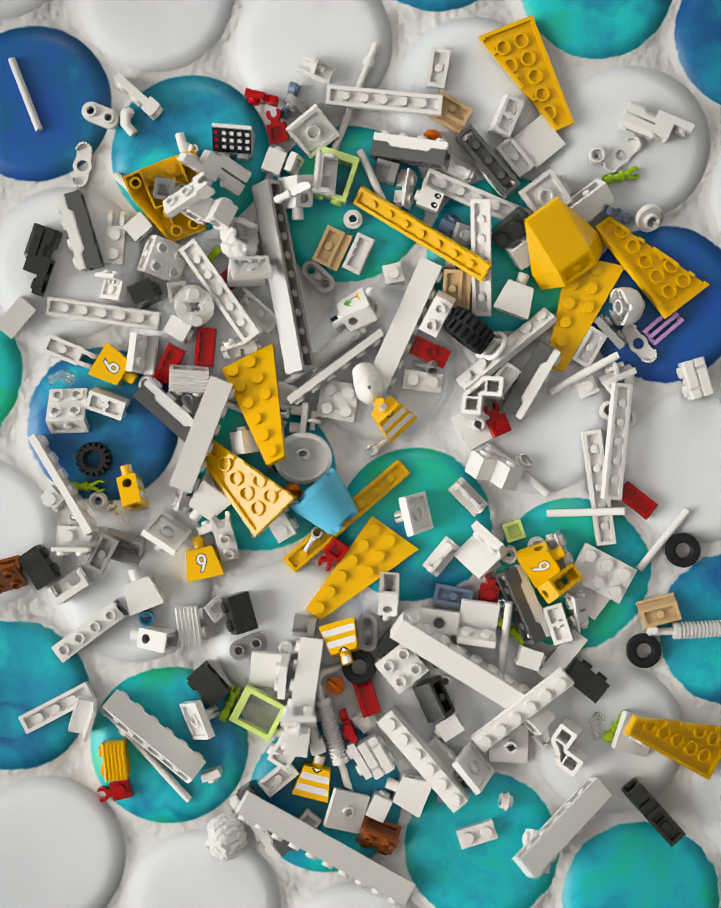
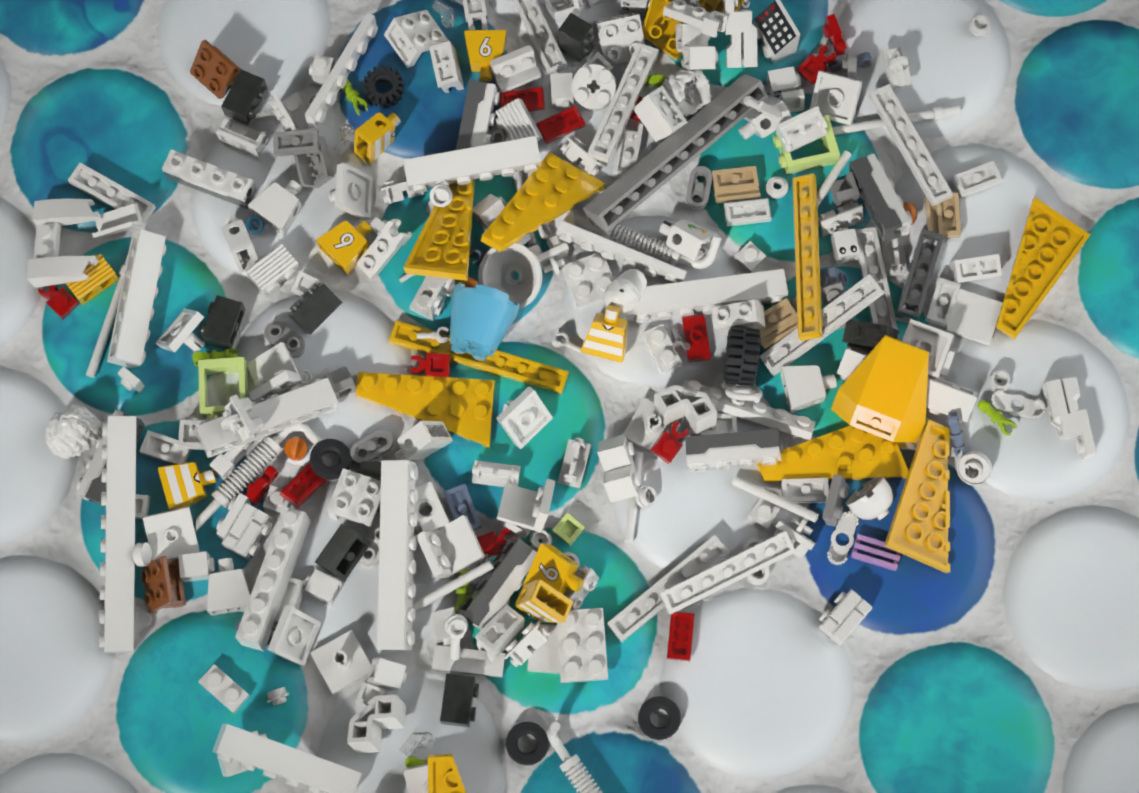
camera: 60 degrees right, 15 degrees down
(88, 788) = (47, 266): none -> white wedge
(92, 501) = (341, 109): white plate -> none
(207, 499) = (410, 209): white torso -> none
(212, 472) = (440, 195): none -> white plate
(341, 639) = (349, 422): yellow torso -> none
(350, 840) = (142, 554): none -> white tile
(522, 709) = (387, 645): white plate -> none
(540, 654) = (456, 627): none -> white plate
(585, 512) = (634, 588): white bar -> none
(658, 611) = (580, 732): tan plate -> none
(663, 539) = (657, 691): white bar -> none

